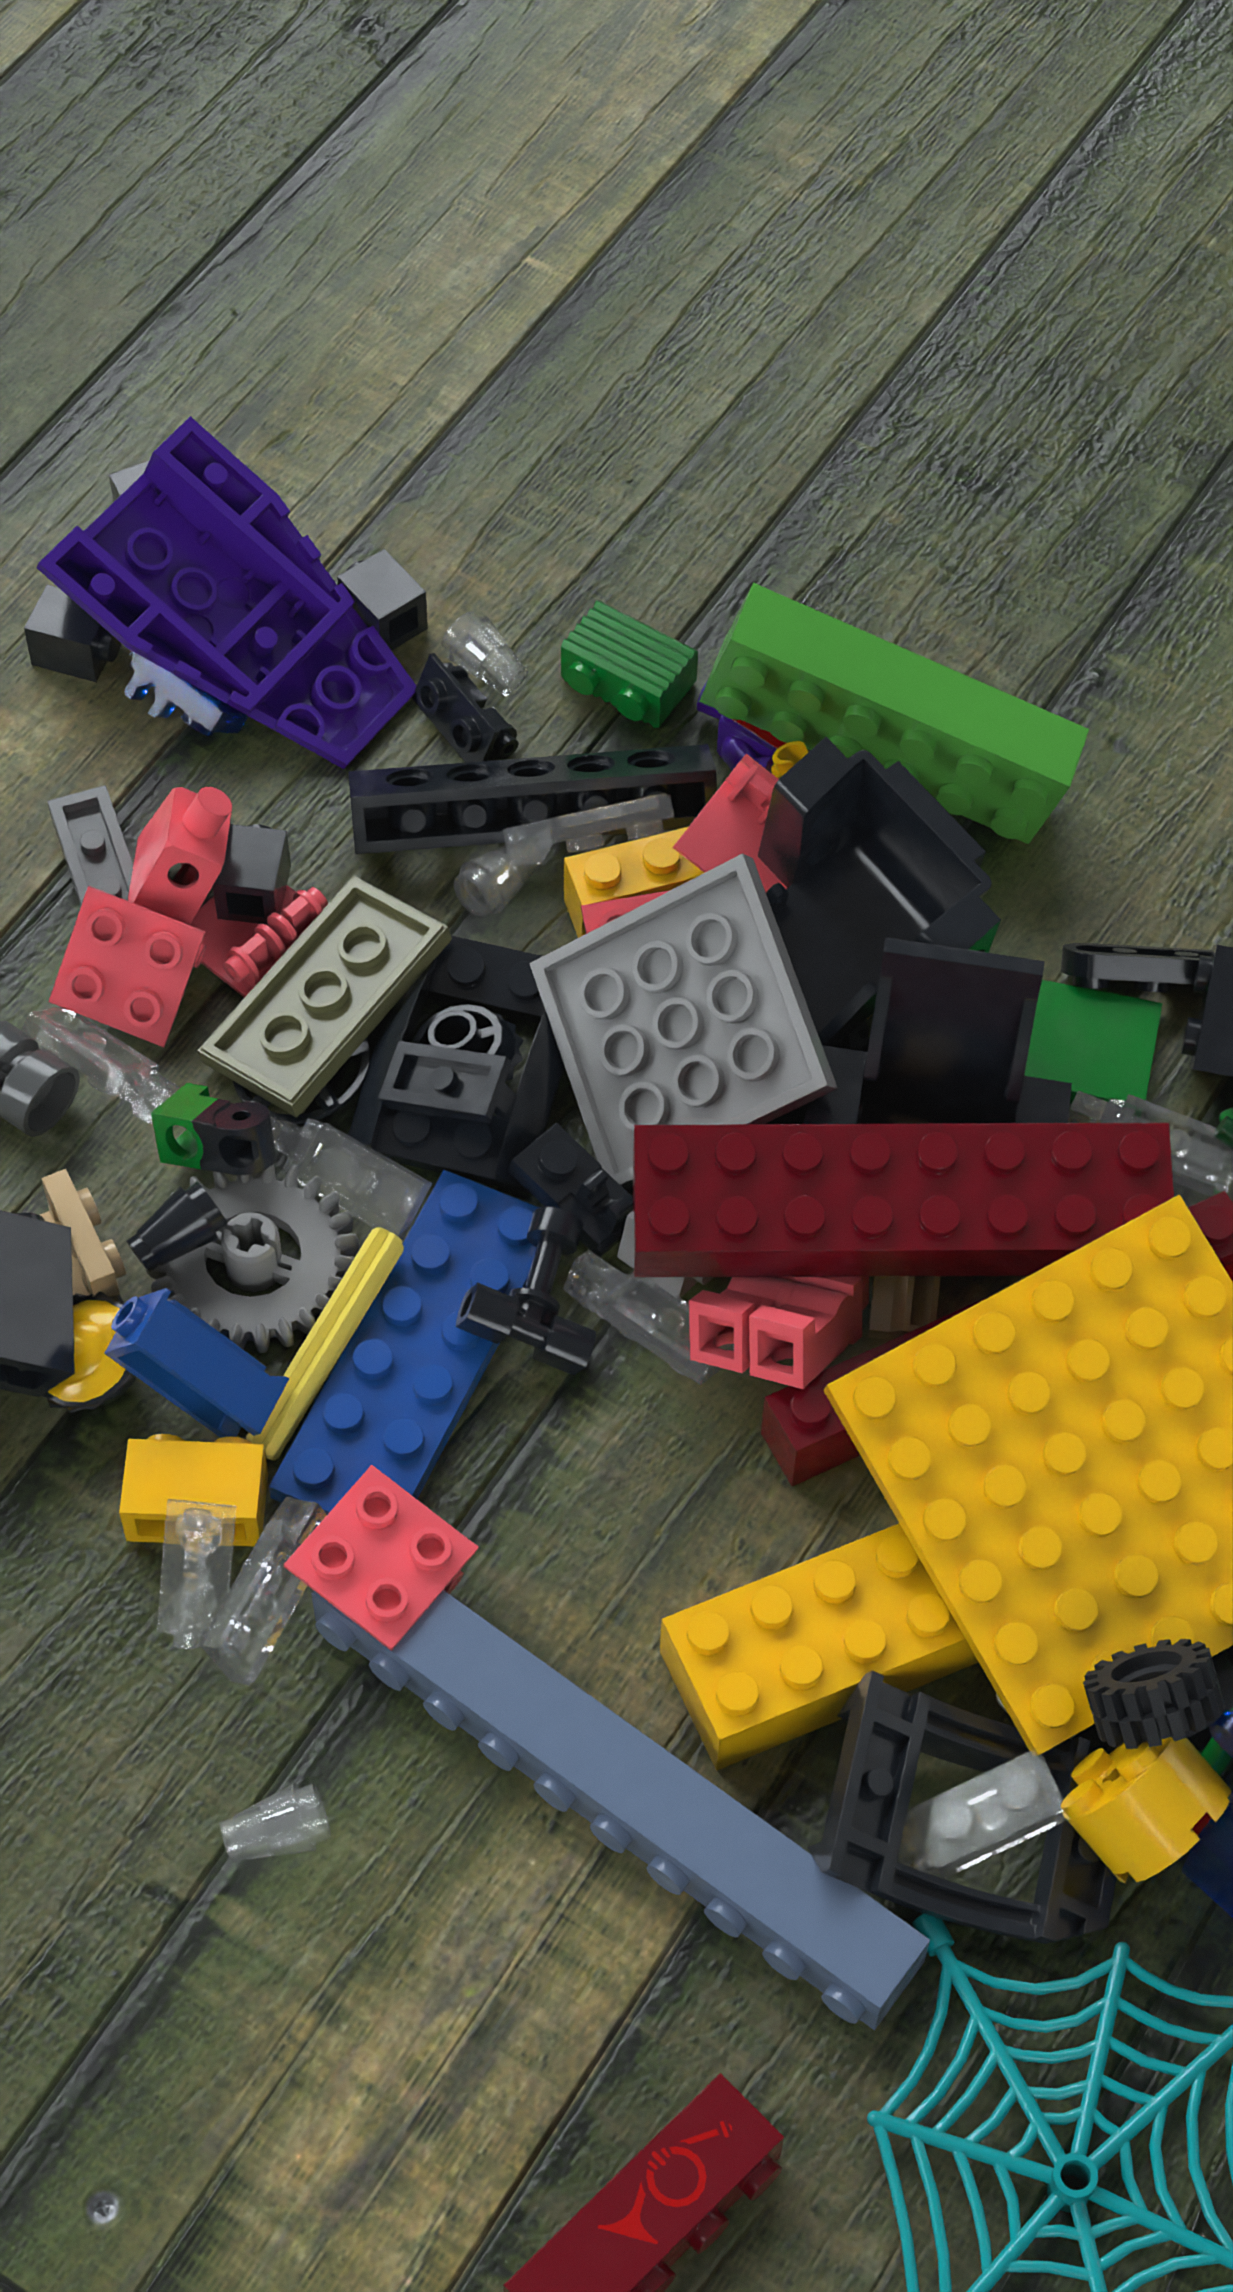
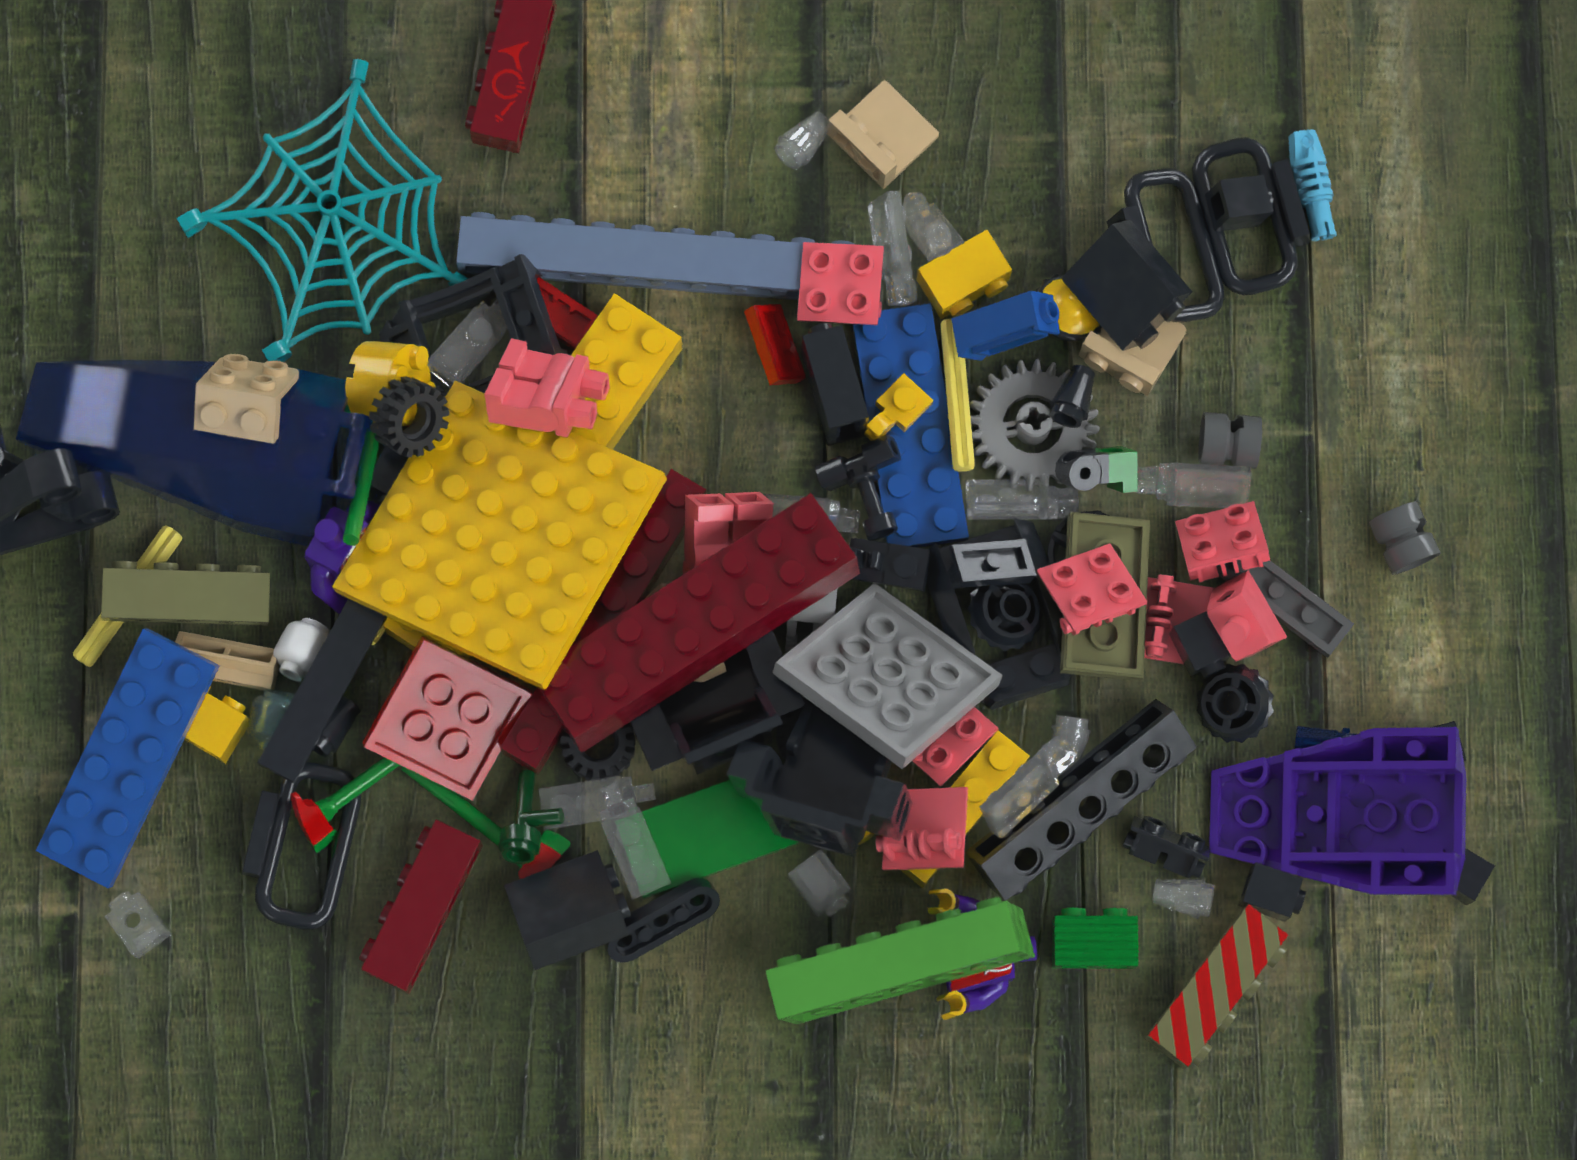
camera: 145 degrees right, 20 degrees up
(155, 1762) = (882, 133): none -> tan bracket
(268, 794) = (1235, 703): none -> black piece
(341, 982) = (1091, 589): none -> coral hinge
(414, 1360) = (900, 406): none -> yellow plate
(488, 1432) = (834, 383): none -> black brick
(523, 549) = (1216, 987): none -> brick
(527, 1559) = (774, 344): none -> red plate
(802, 1777) = (567, 316): none -> red plate
(898, 1609) = (544, 390): none -> coral hips
(1143, 1047) = (632, 843): none -> clear hinge

